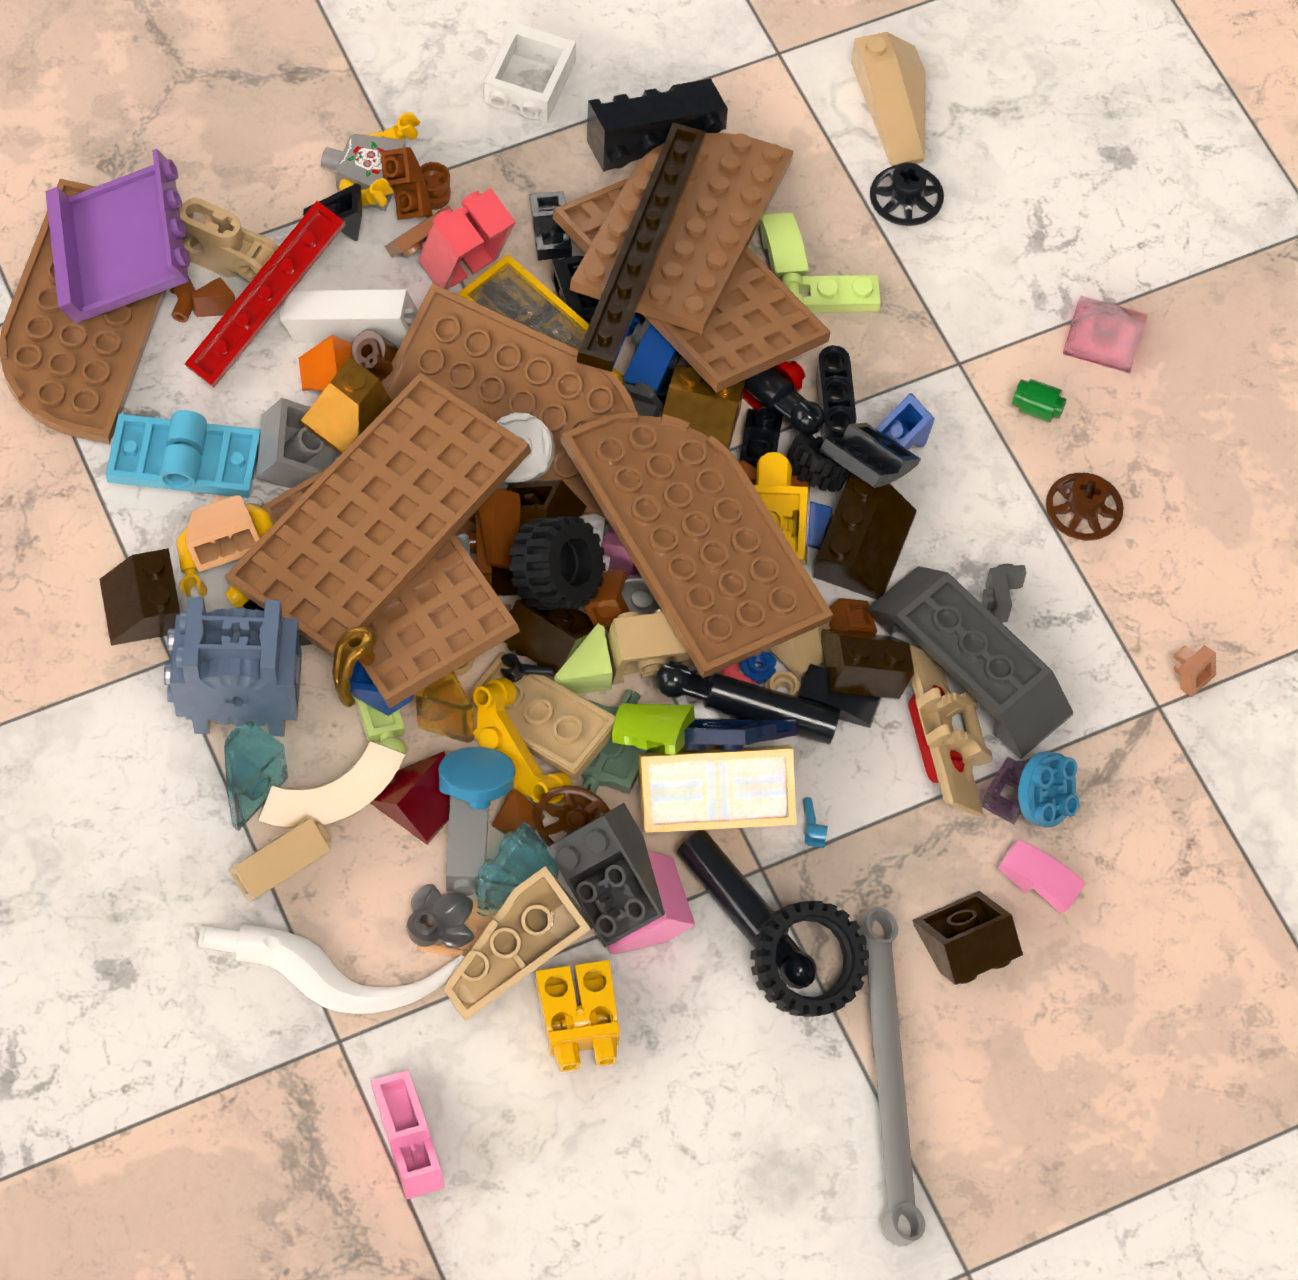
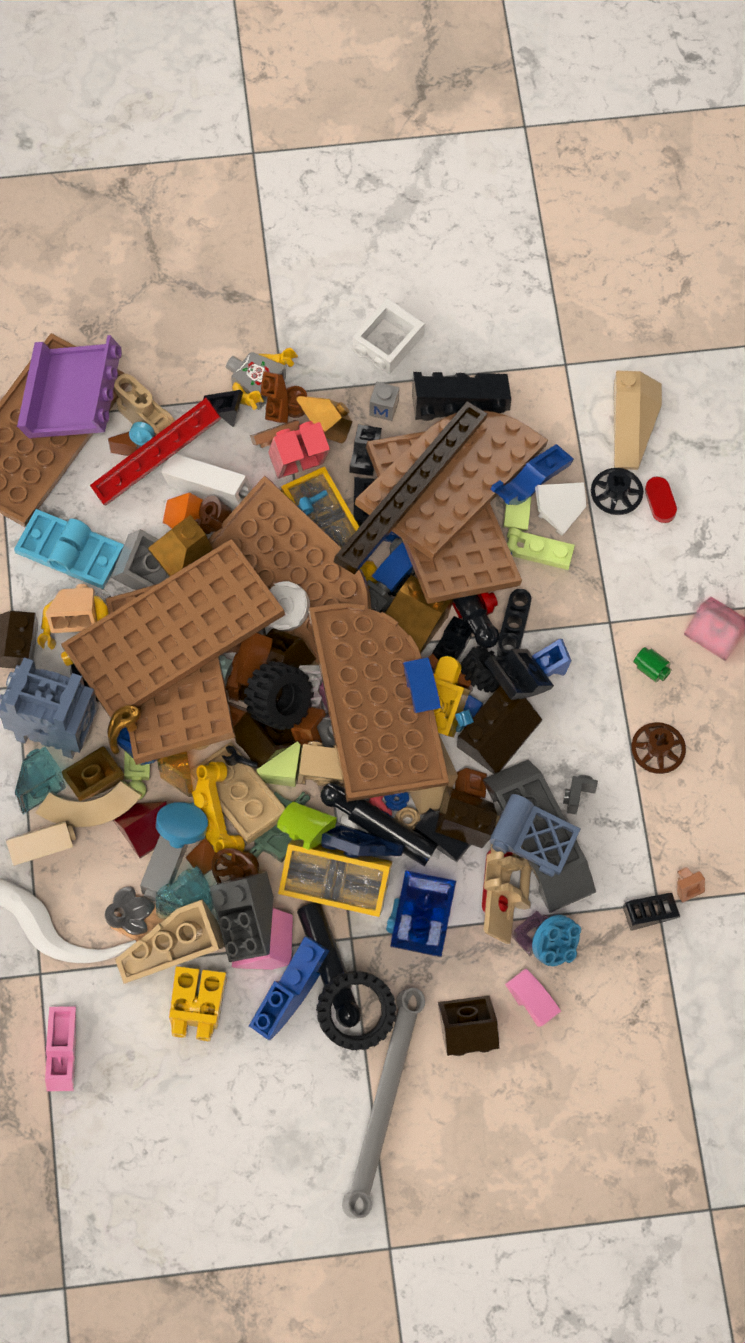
camera: 20 degrees right, 5 degrees up
(184, 303) = (103, 443): dark orange arm -> none
(237, 273) = (141, 433): none -> medium azure tile
(329, 741) = (93, 774): none -> pearl gold slope
(485, 176) = (330, 414): none -> slope
(503, 305) = (305, 503): none -> dark azure hand
(555, 154) = (384, 401): none -> light grey brick
(707, 957) = (291, 990): none -> blue slope
(754, 493) = (422, 685): none -> blue slope
(794, 197) = (533, 474): none -> blue piece
(819, 529) = (463, 718): none -> dark azure hand
(841, 226) = (560, 503): none -> white slope
(853, 802) = (423, 913): none -> clear blue slope
(942, 648) = (513, 830): none -> sand blue piece
(969, 190) = (660, 499): none -> red tile
(1141, 739) = (635, 923): none -> black slope

